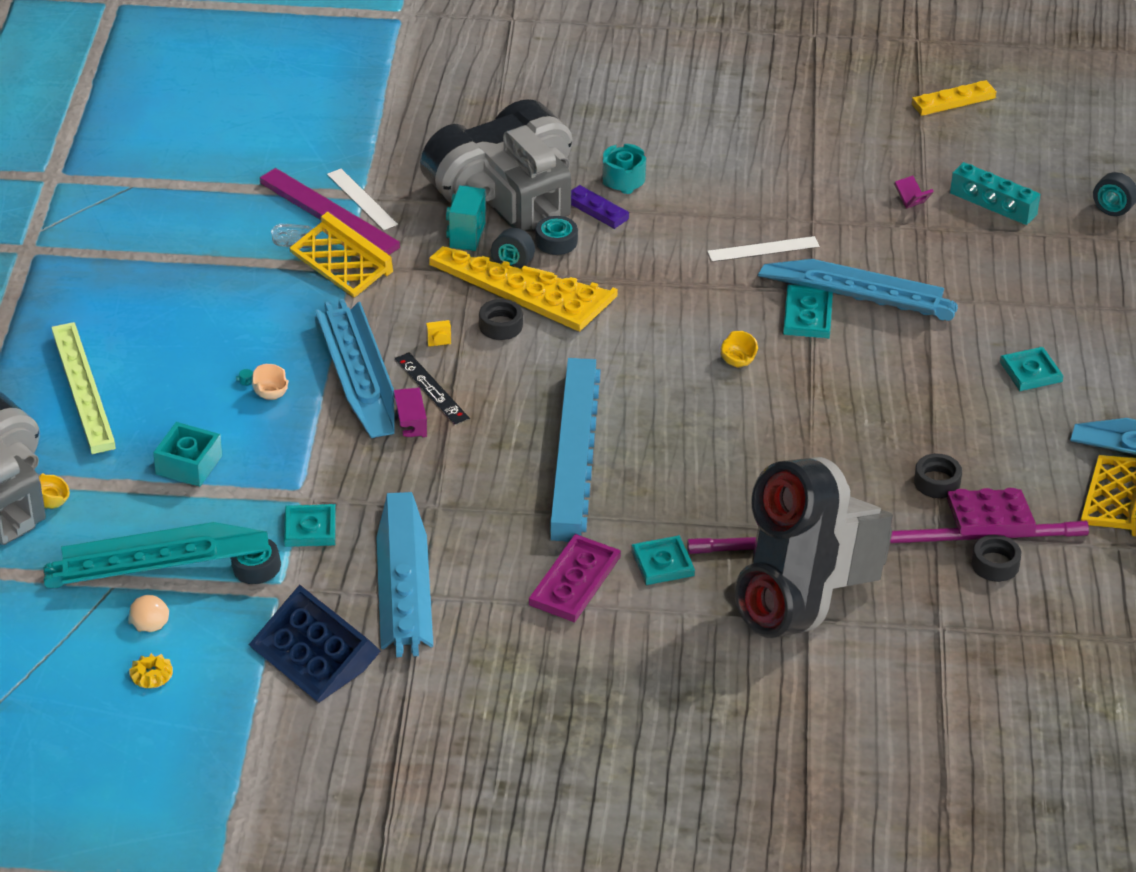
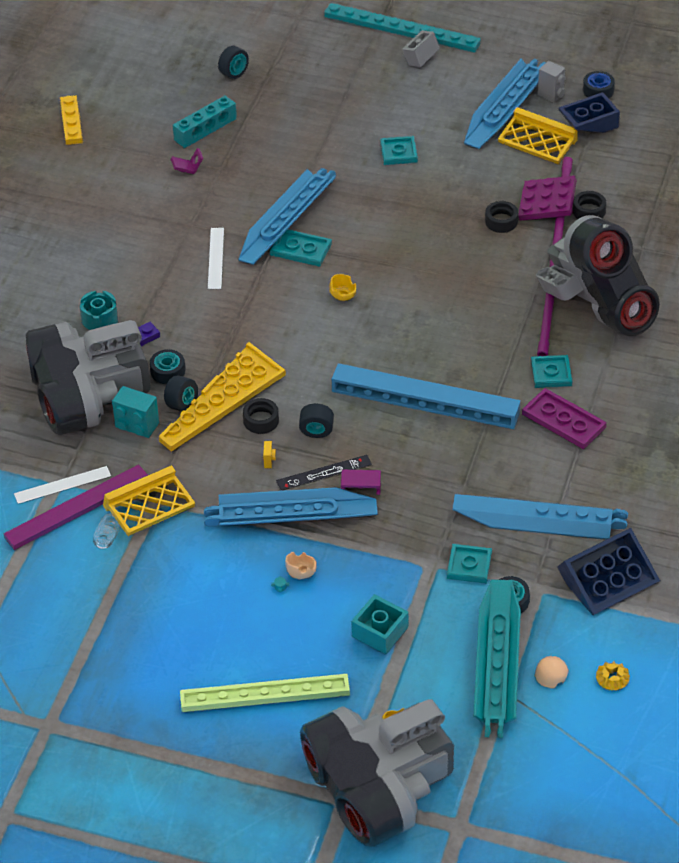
camera: 75 degrees left, 5 degrees up
(496, 357) = (316, 420): none -> black wheel

